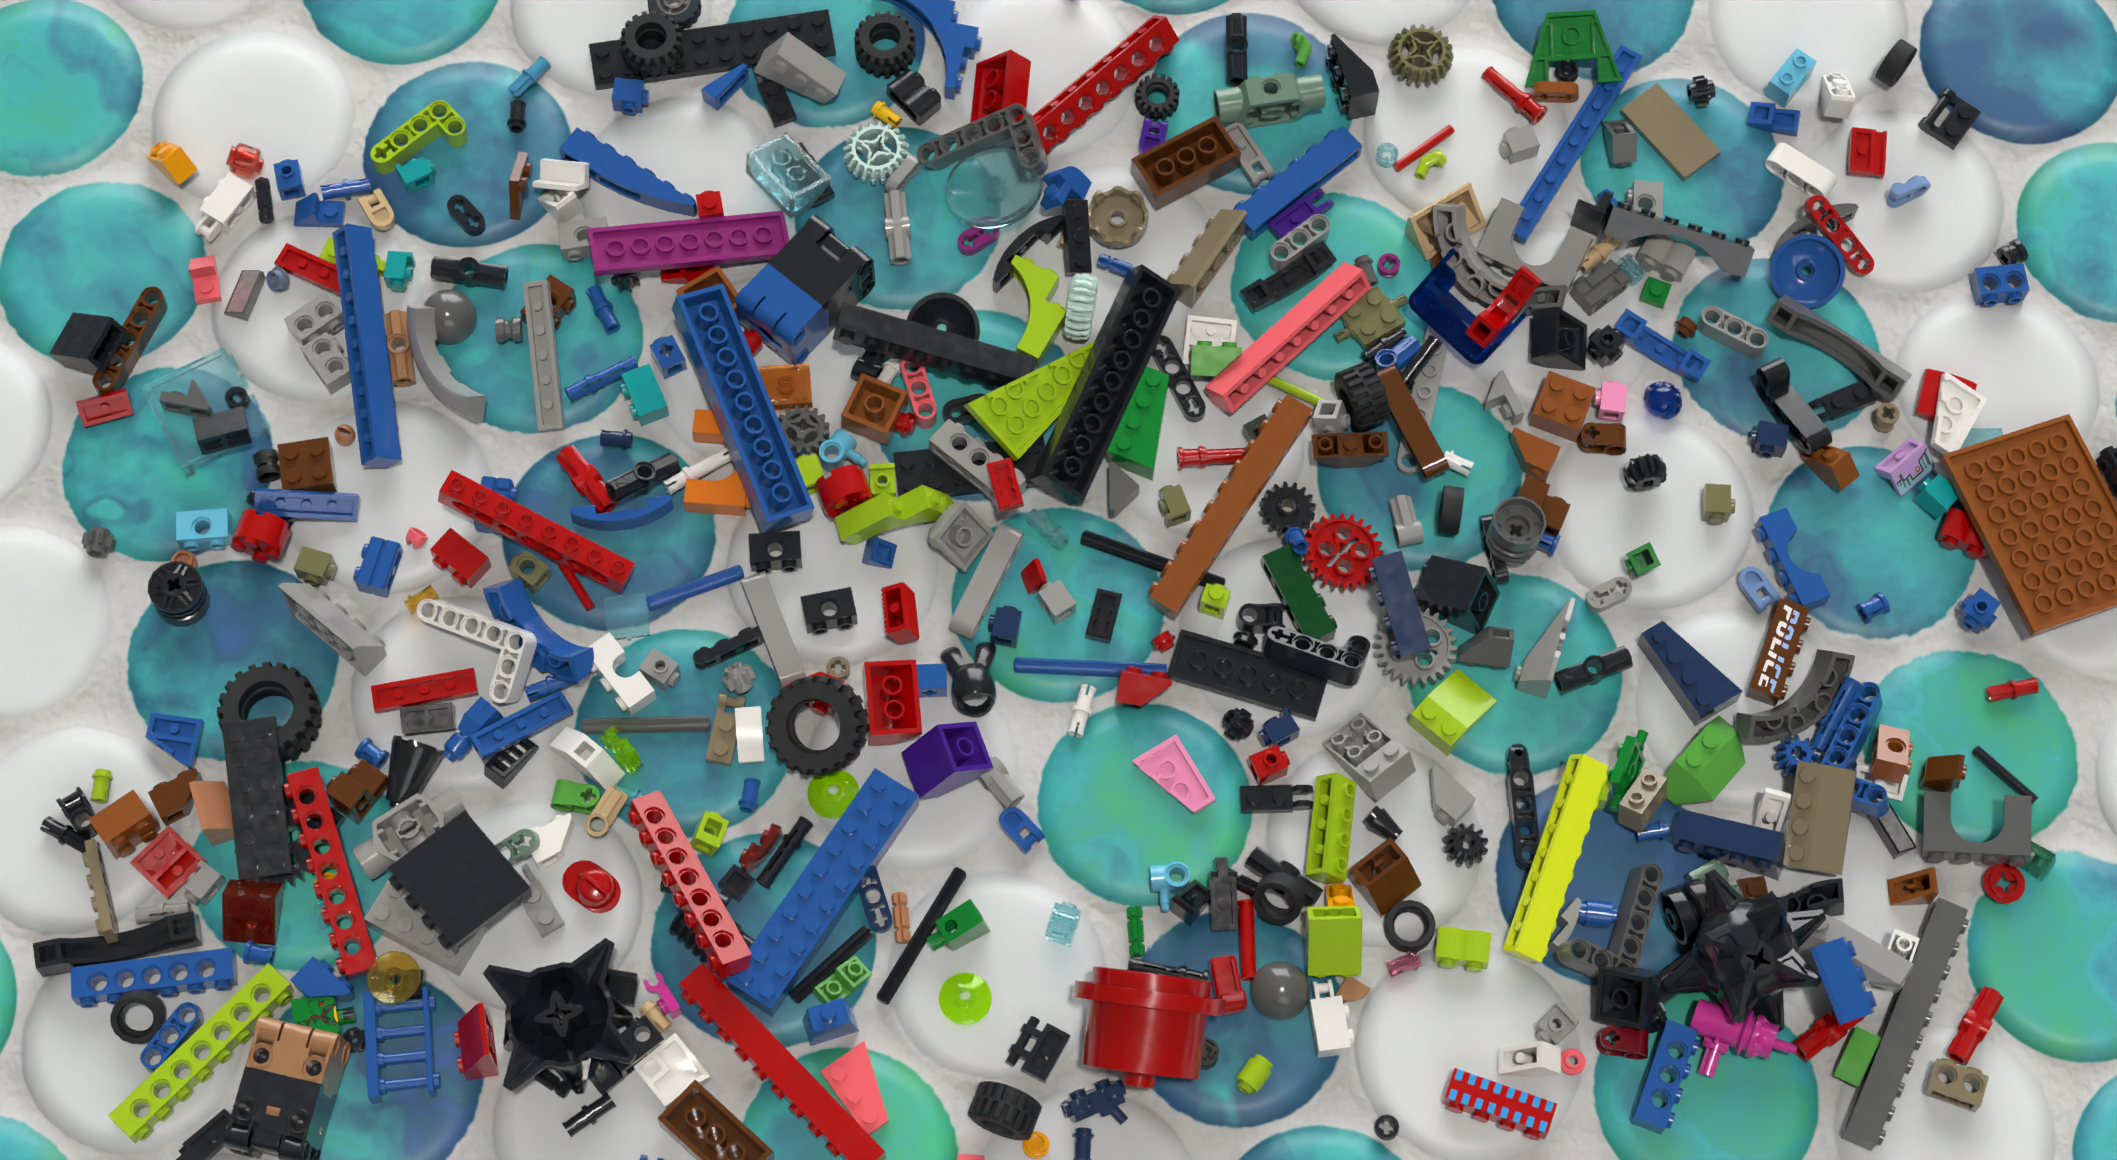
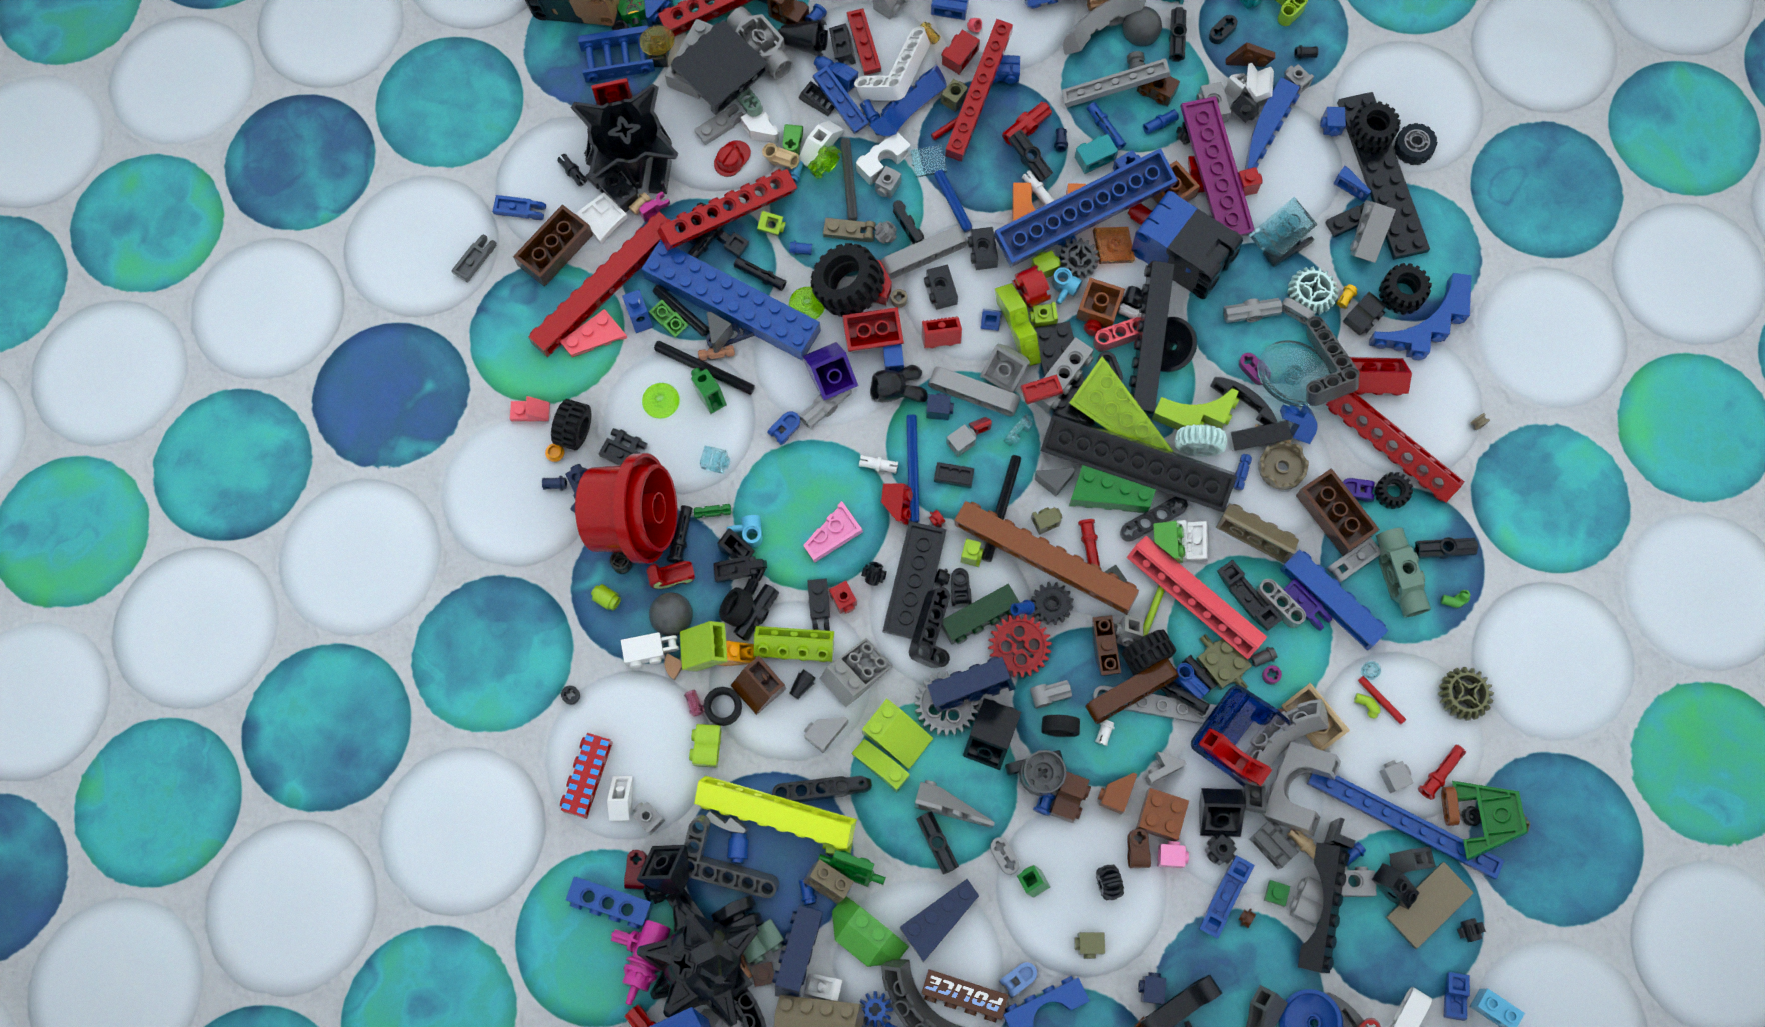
camera: 90 degrees right, 5 degrees up
(529, 77) = (1339, 56): dark azure axle -> none
(557, 130) = (1299, 77): none -> light grey brick
(598, 199) = (1245, 99): none -> black brick
(622, 520) = (1007, 166): blue slope -> none
(749, 735) = (852, 236): white slope -> none
(756, 854) = (755, 254): clear red slope -> none
(873, 908) = (719, 330): none -> dark grey slope
(1247, 939) = (707, 589): red pin -> none
(1279, 730) = (870, 604): dark blue brick -> none
(1352, 80) = (1422, 640): black slope -> none
(1455, 845) = (784, 741): black gear -> none
(1489, 647) = (949, 759): dark grey slope -> none
(1493, 731) = (881, 765): none -> lime slope
(1572, 1069) = (627, 834): coral plate -> none
(1631, 269) = (1294, 870): clear light blue bush -> none
(1653, 159) = (1395, 886): none -> black brick
(1663, 400) = (1179, 899): clear blue hair -> none
(1745, 332) = (1254, 950): light grey beam -> none

